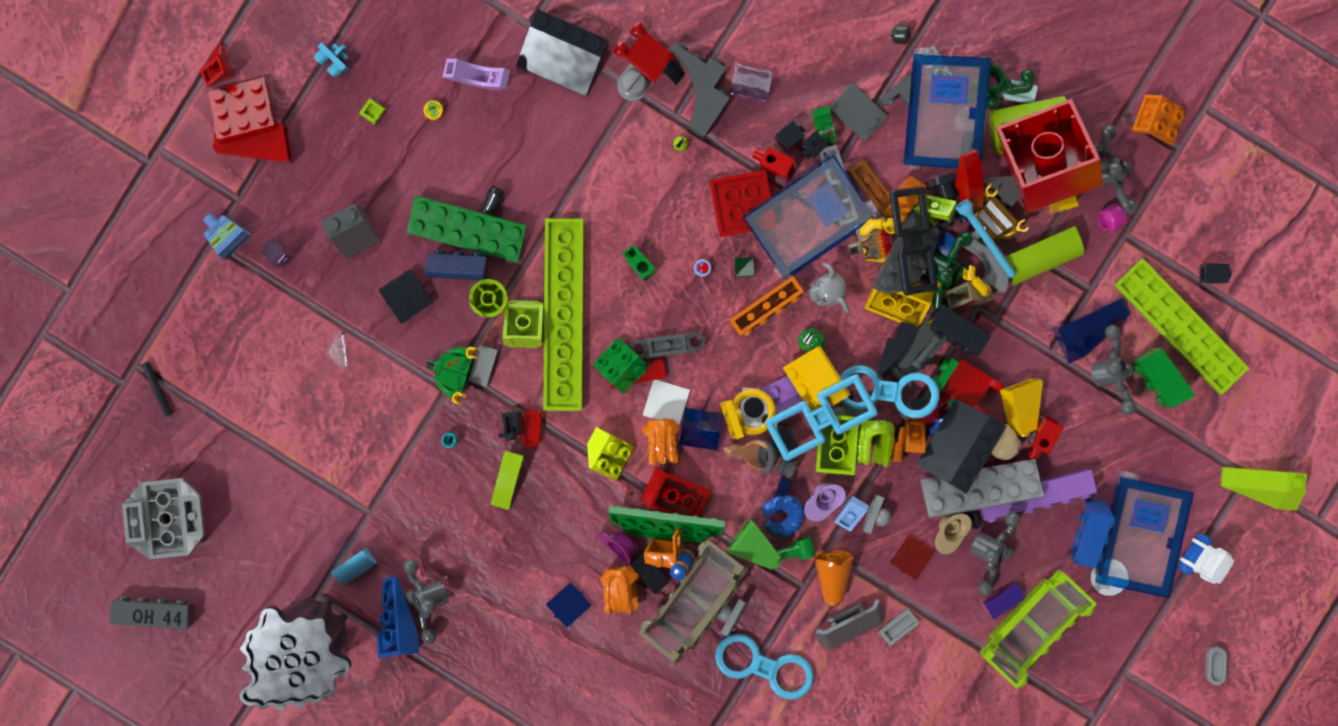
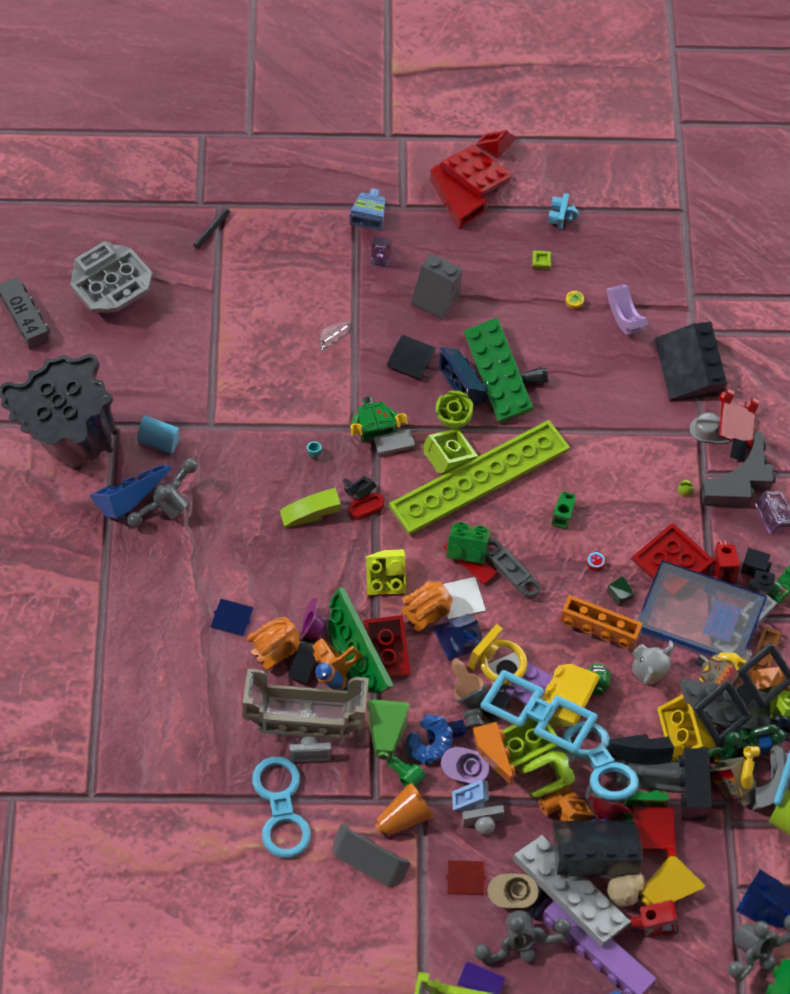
camera: 55 degrees right, 30 degrees down
(831, 478) = (491, 749): none -> orange slope
(899, 626) = (394, 902): light grey tile -> none

